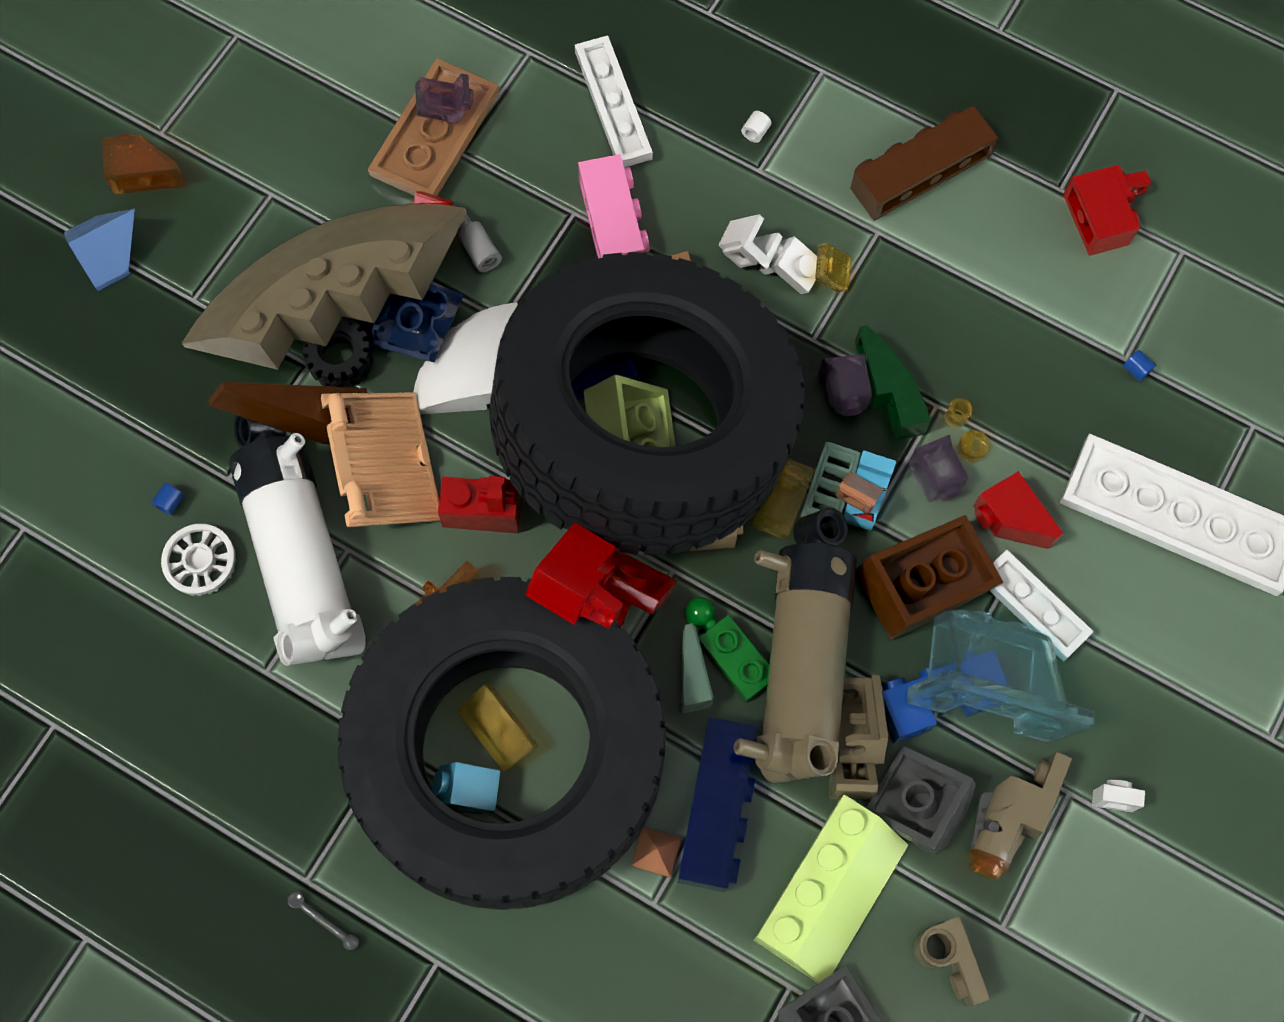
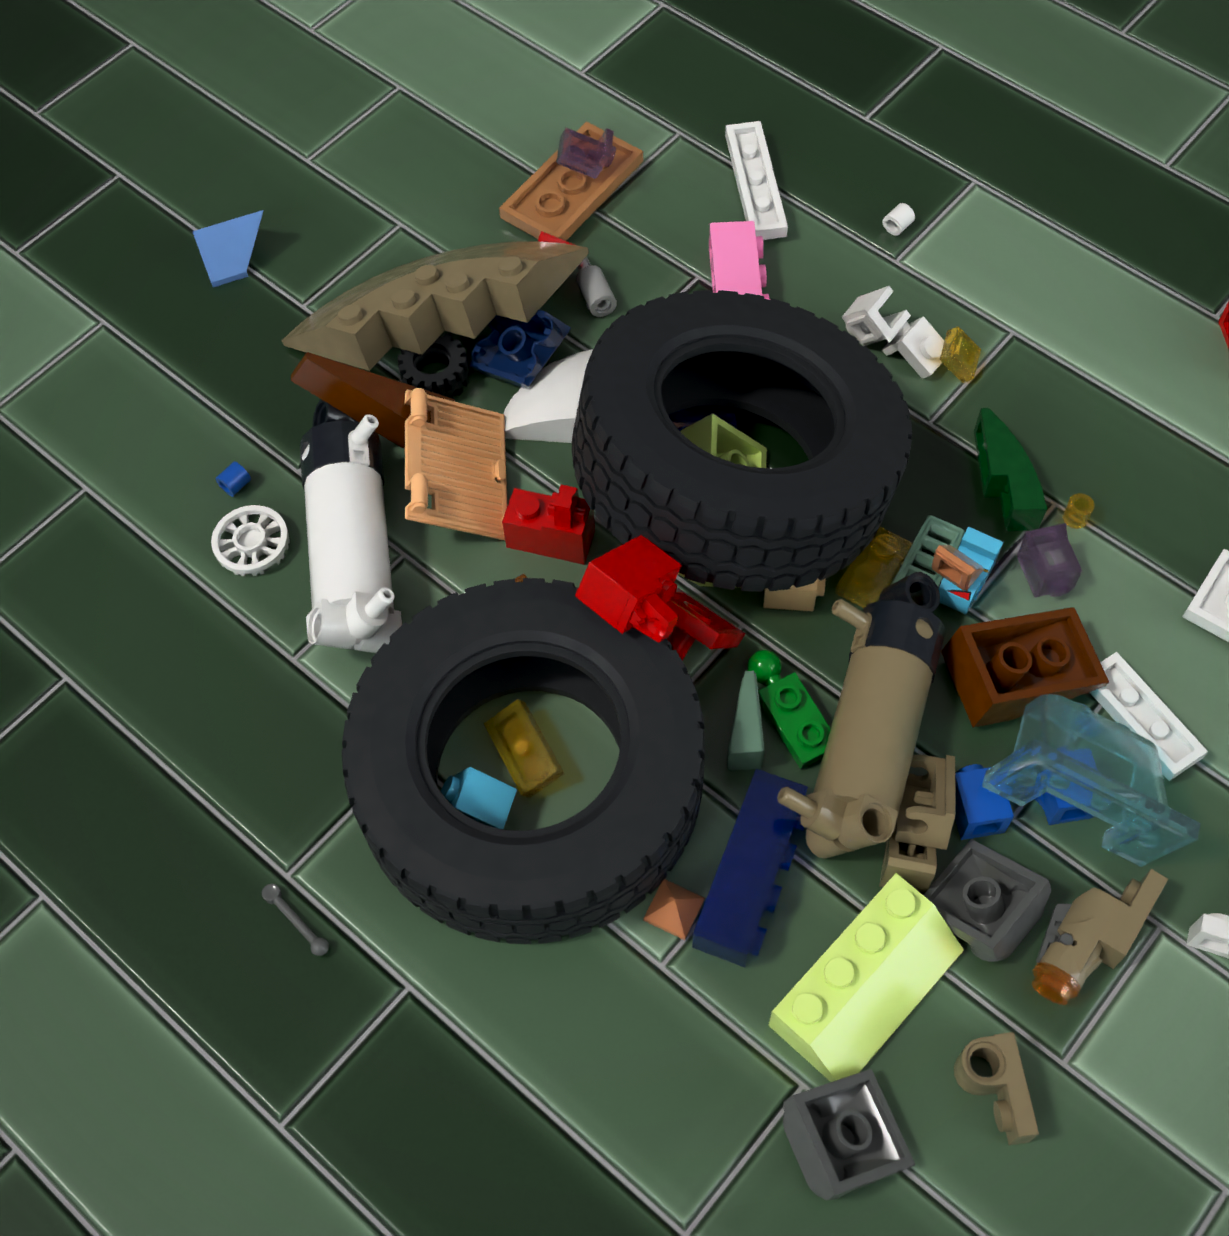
camera: 15 degrees right, 10 degrees down
(138, 166) = (278, 180): clear orange slope -> none
(847, 383) = (959, 464): clear purple window -> none
(923, 162) = (1070, 270): reddish brown brick -> none
(966, 442) = (1082, 543): clear yellow hinge -> none
(1016, 513) = (1132, 618): red slope -> none

